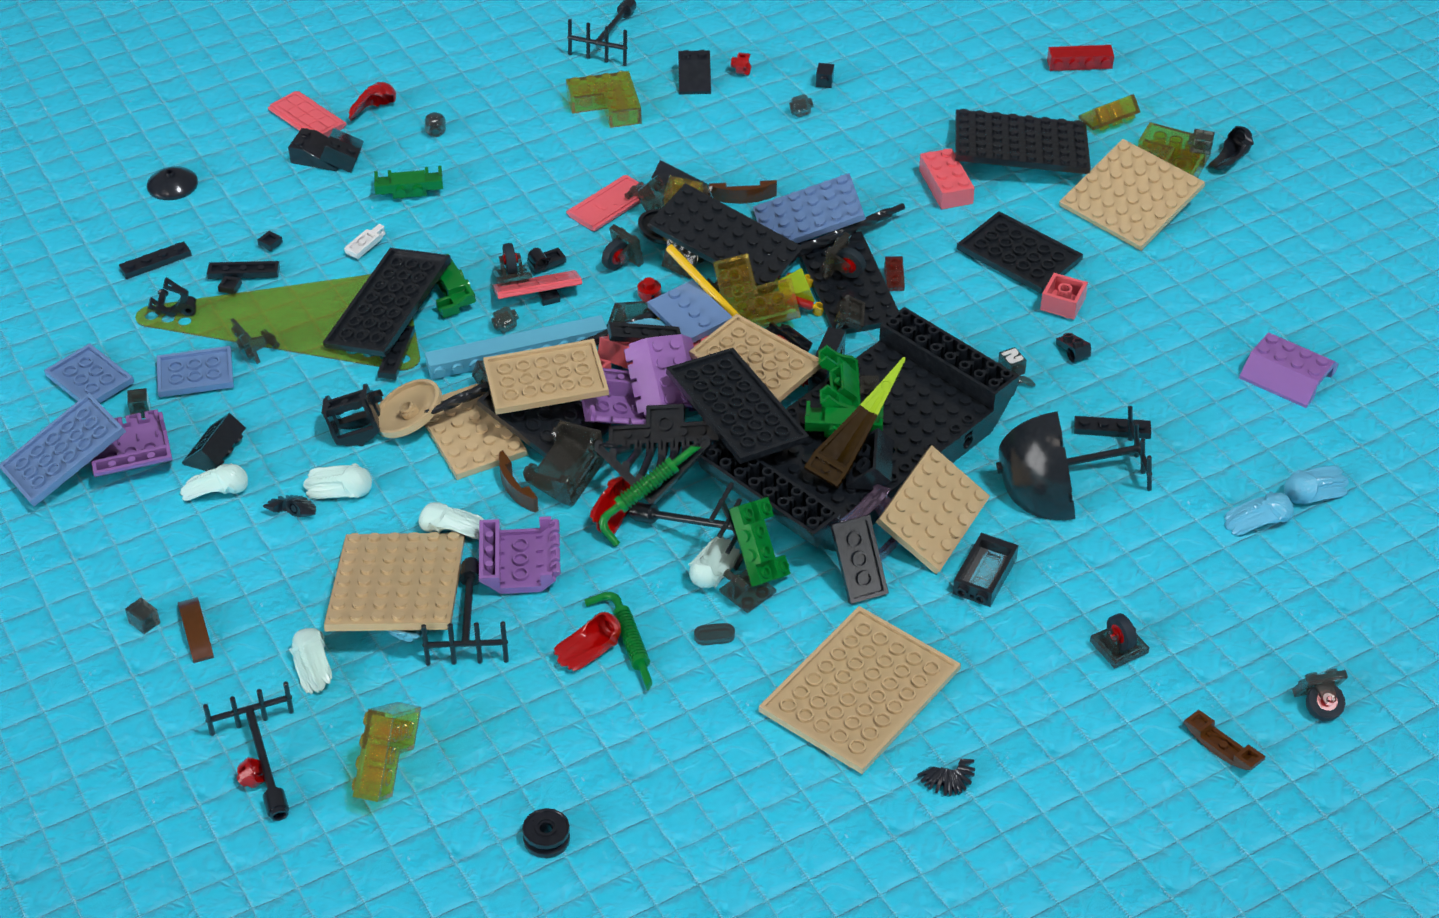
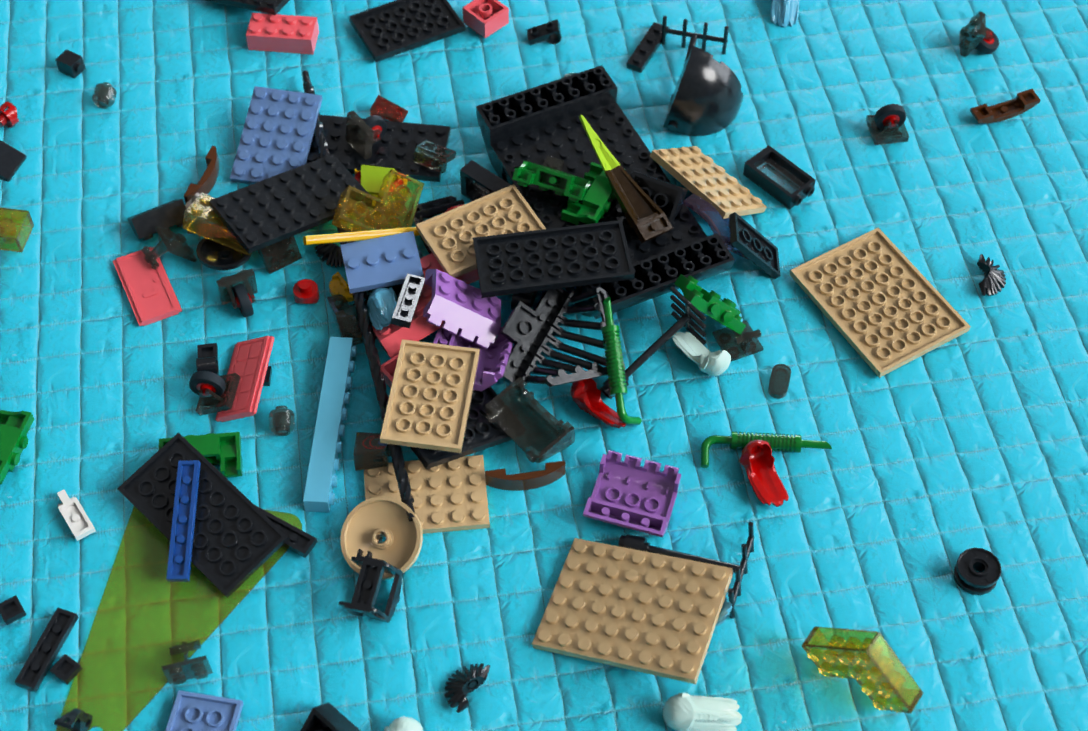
camera: 70 degrees left, 10 degrees up
(338, 482) = (456, 633): light aqua hair -> none
(372, 289) = (183, 521): none -> blue plate
(439, 517) = (557, 544): light aqua hair -> none
(1013, 360) = (546, 74): clear smoke brick -> none

